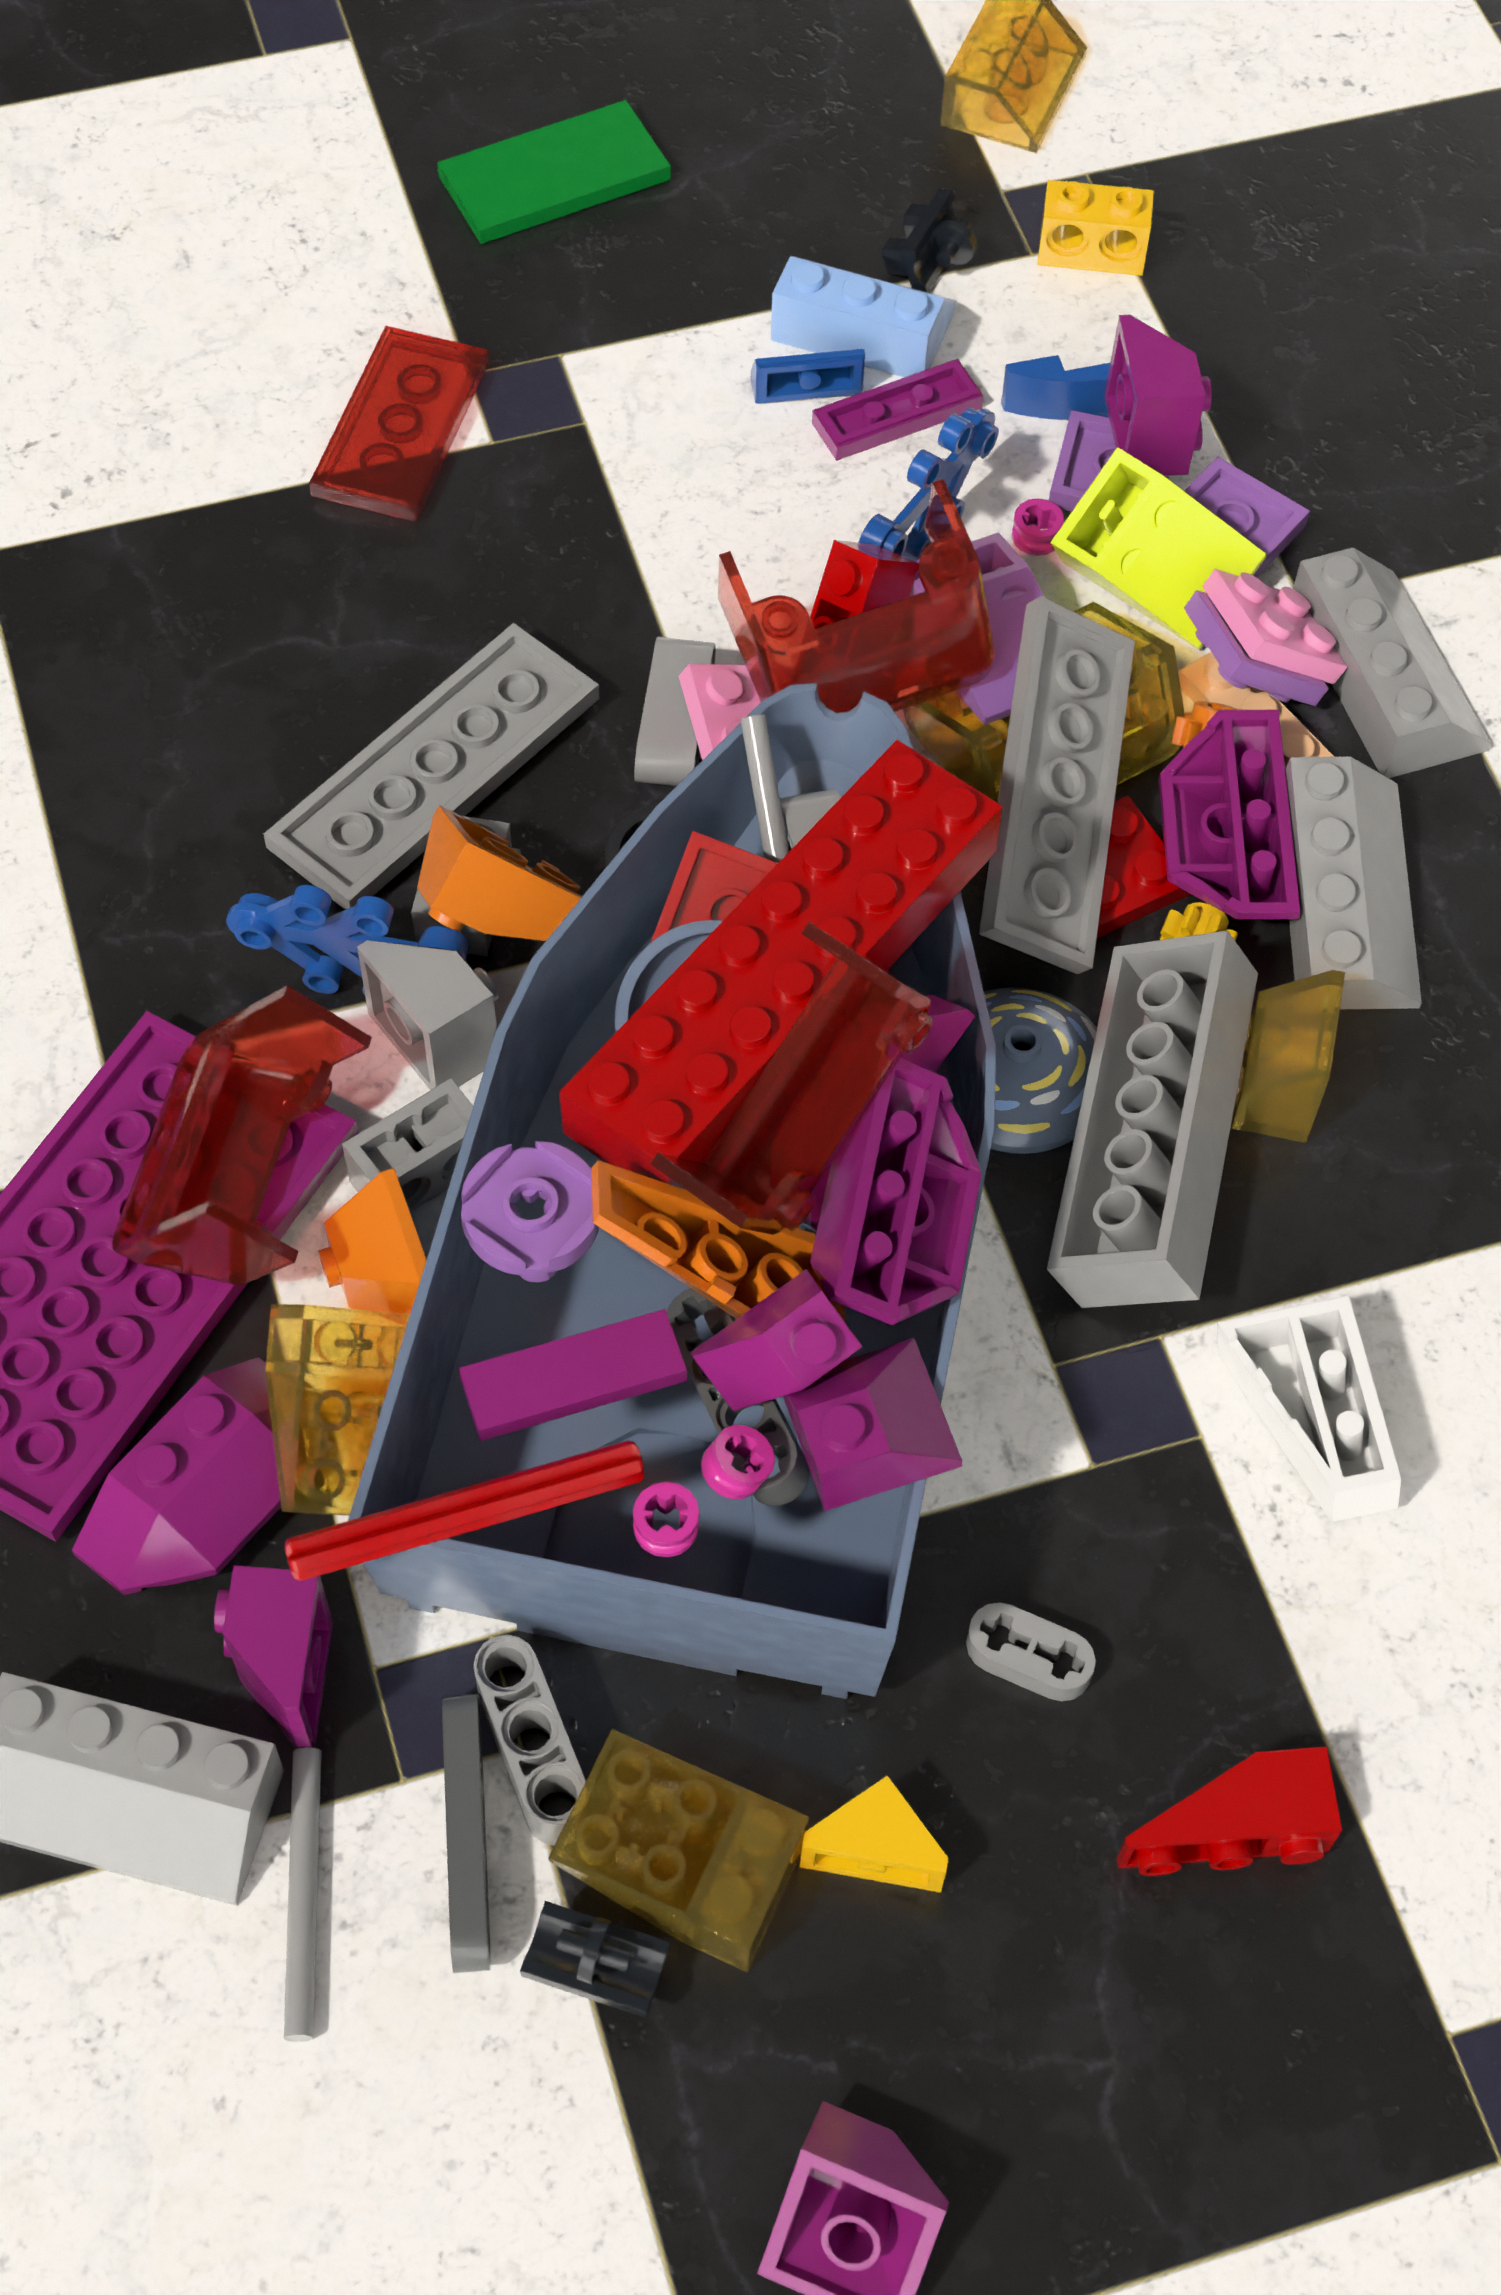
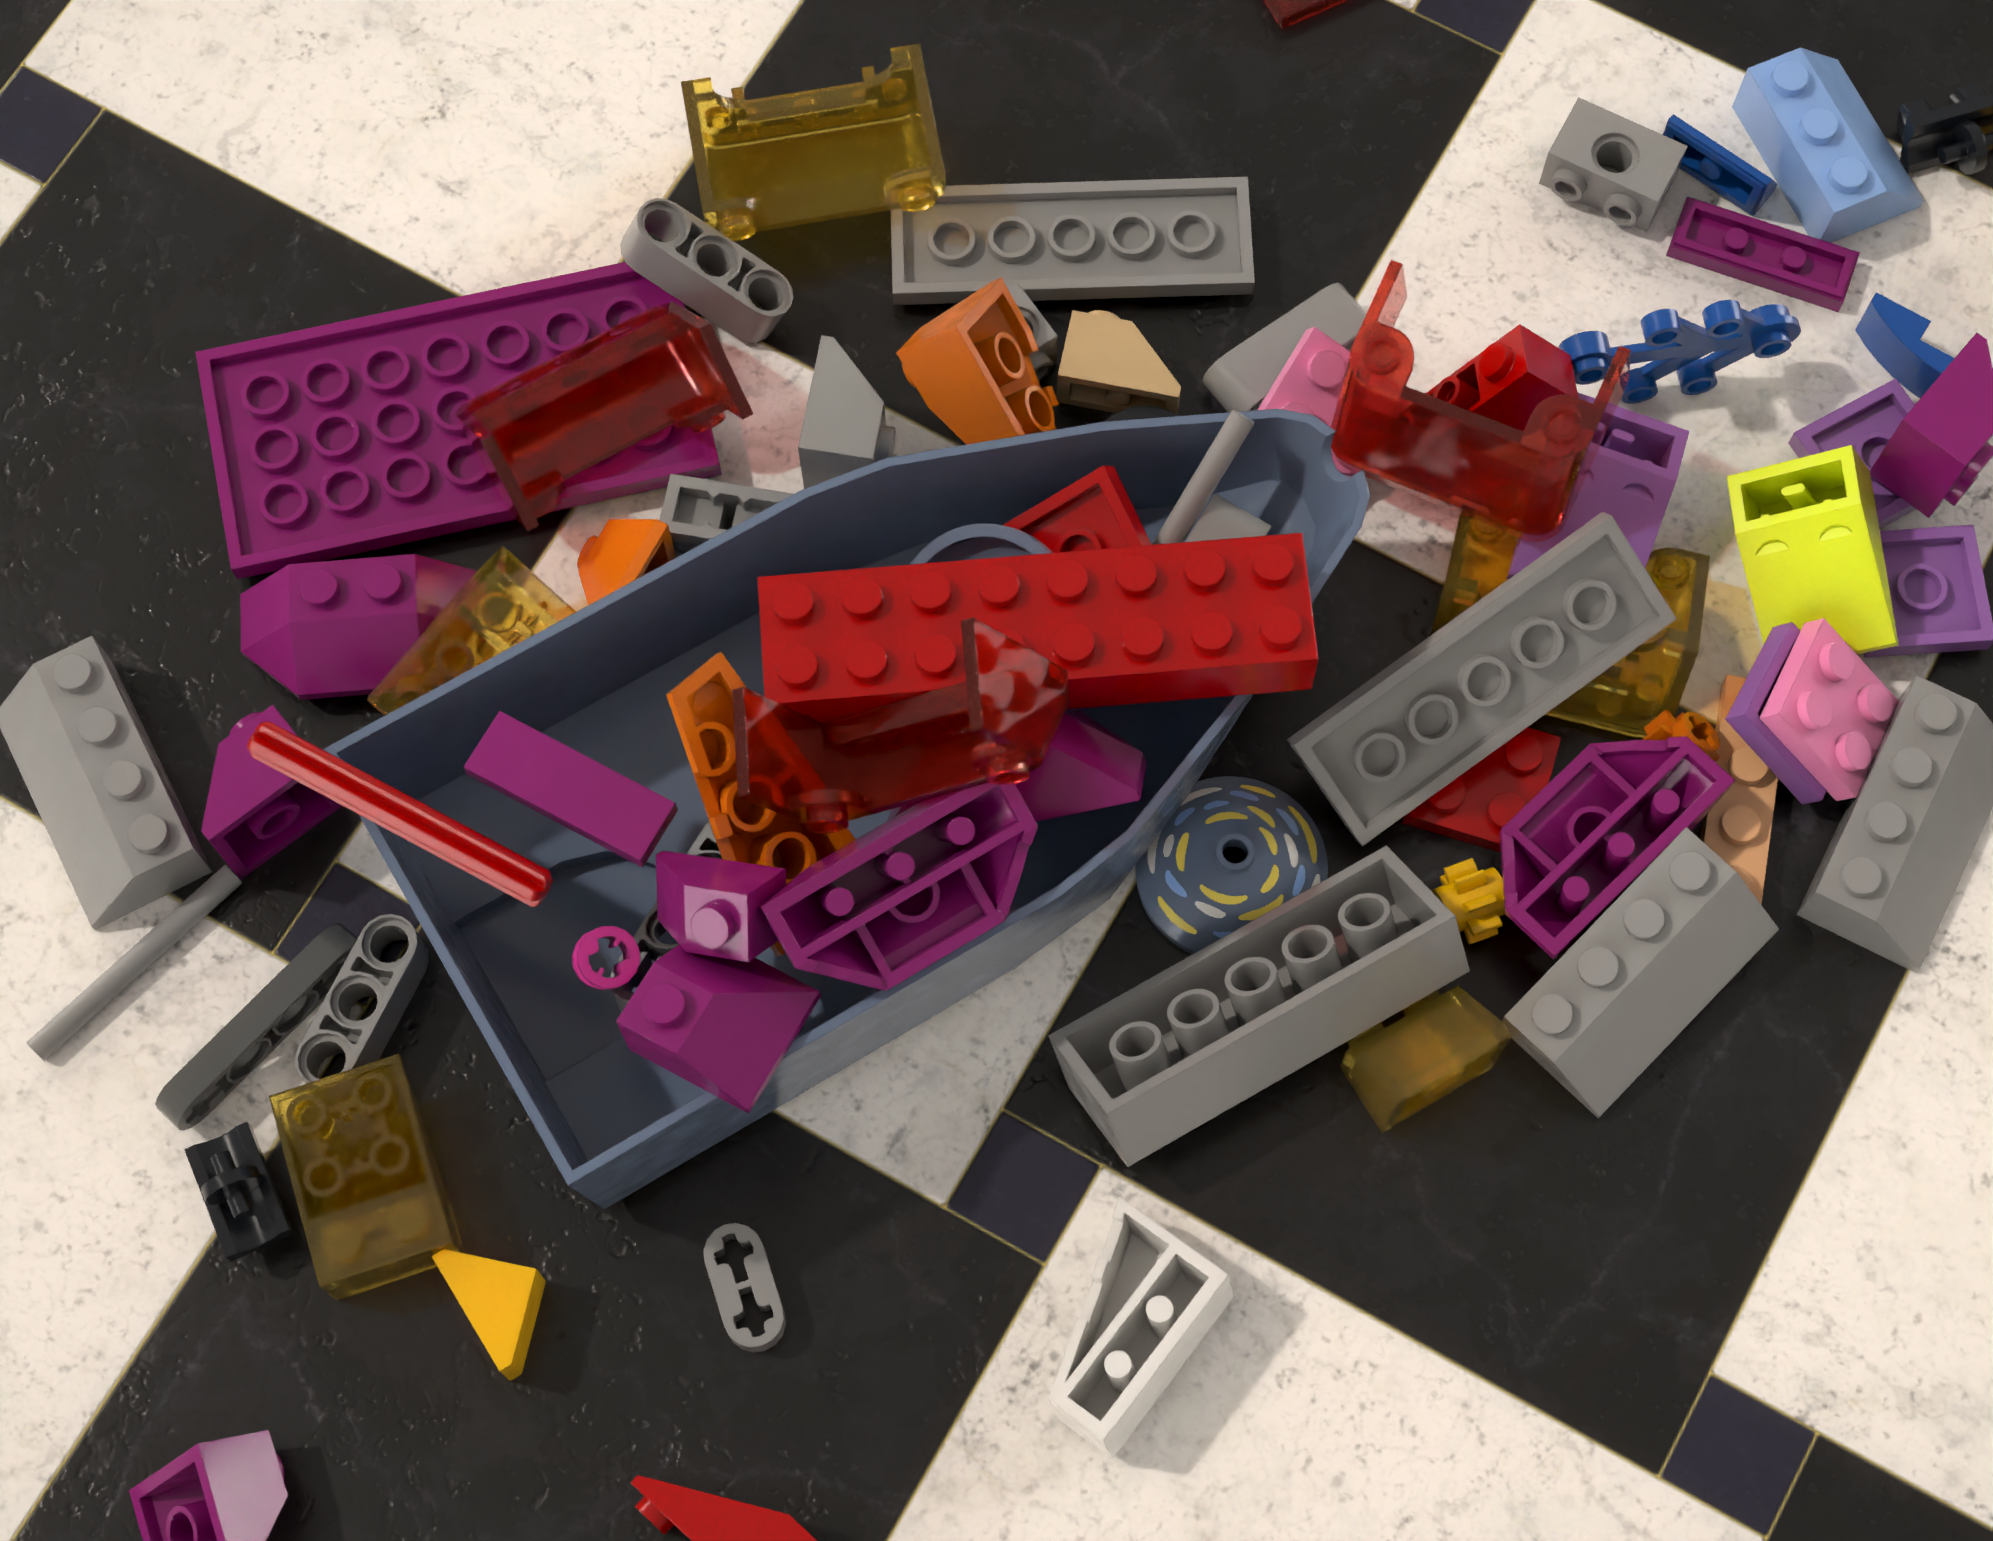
camera: 50 degrees right, 10 degrees up
(187, 991) = (676, 269): none -> light grey beam
(188, 844) = (816, 150): none -> clear yellow windscreen
(265, 922) = (799, 257): blue plant -> none
(520, 1245) = (641, 620): medium lavender plate -> none
(566, 816) = (1112, 366): none -> tan slope
(664, 1498) = (532, 936): dark pink bush -> none
(745, 426) = (1601, 138): none -> light grey brick
(1042, 514) = (1757, 433): dark pink bush -> none

